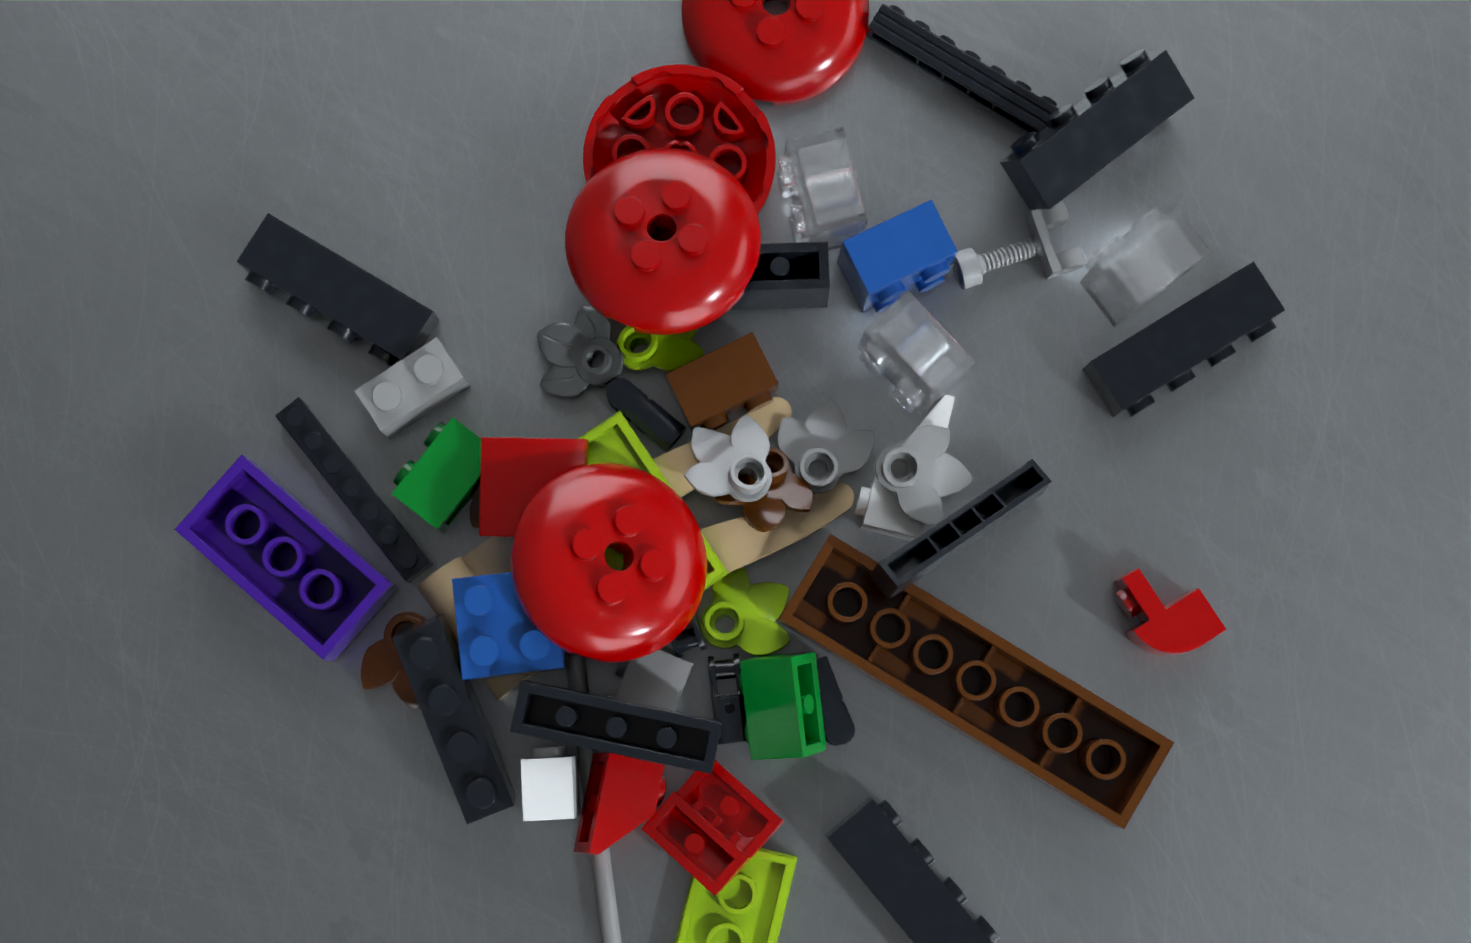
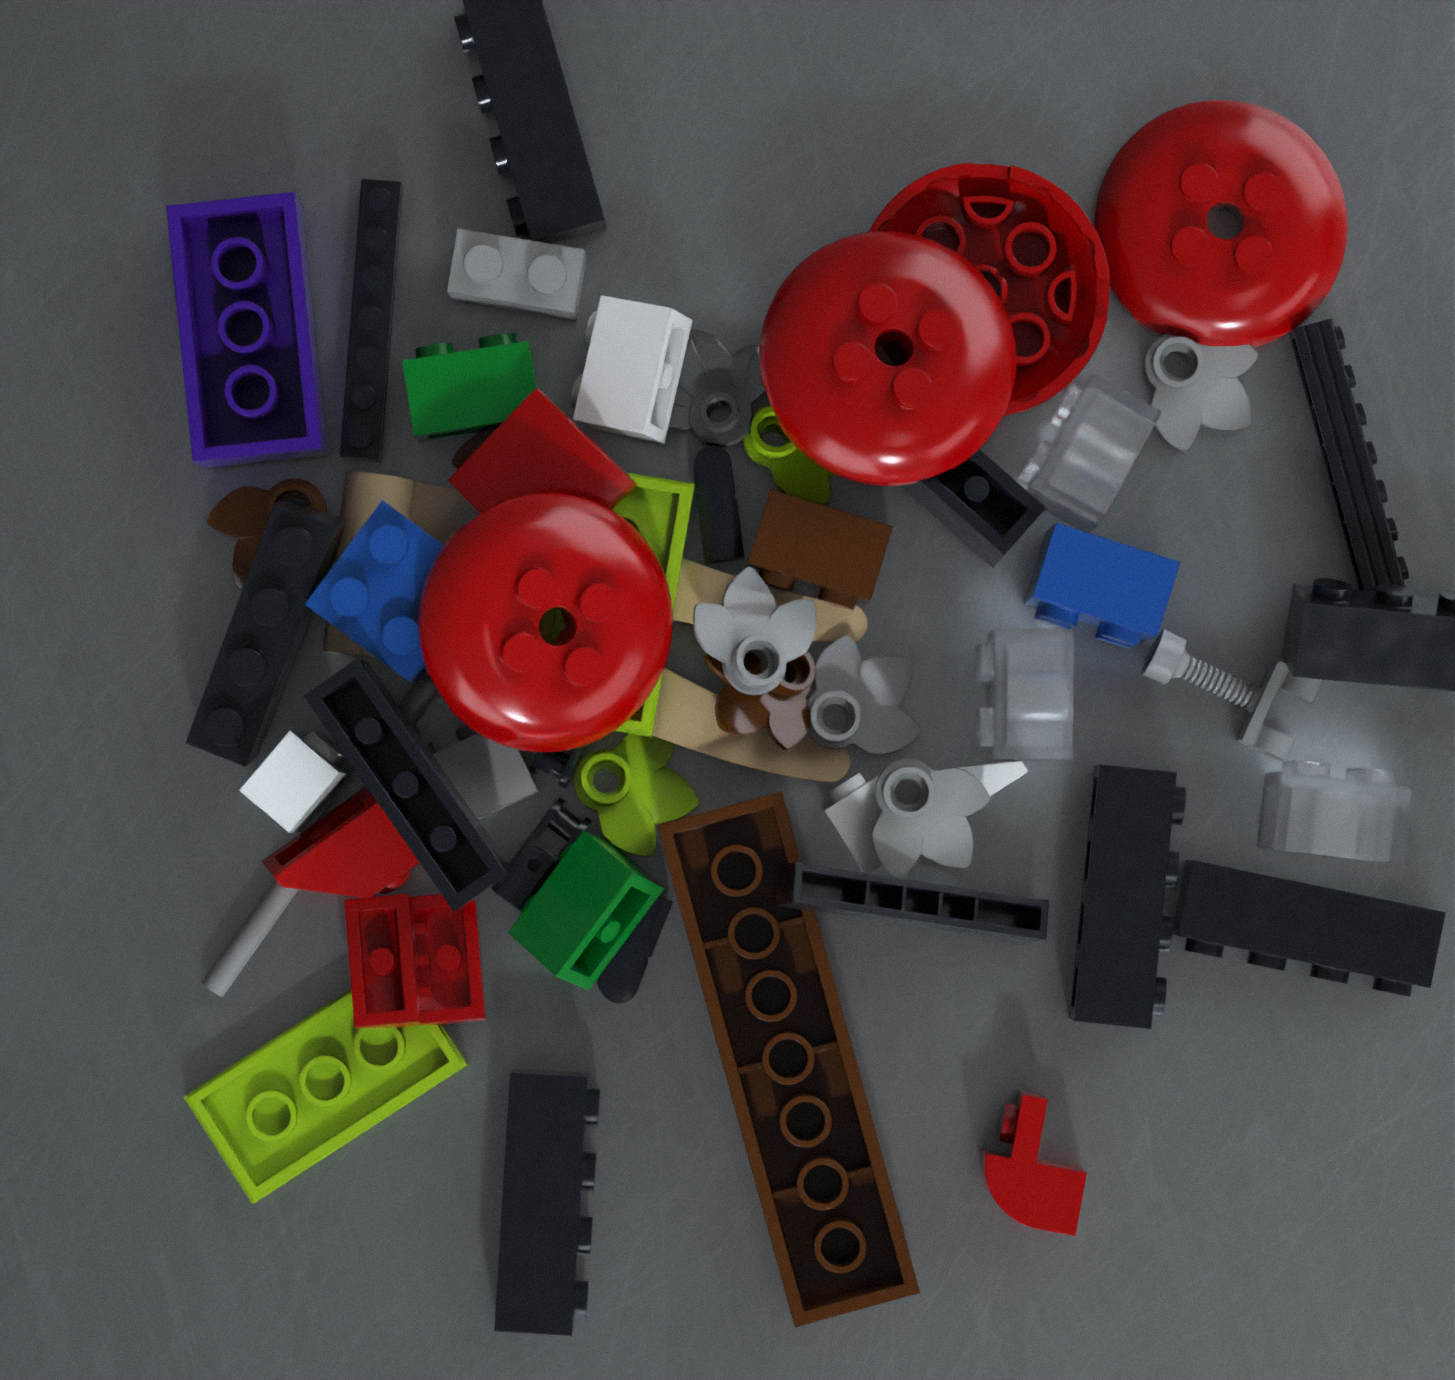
camera: 45 degrees right, 5 degrees up
(524, 381) = (631, 368): none -> white brick
(851, 105) = (1204, 393): none -> light grey plate
(1071, 418) = (1124, 896): none -> black brick

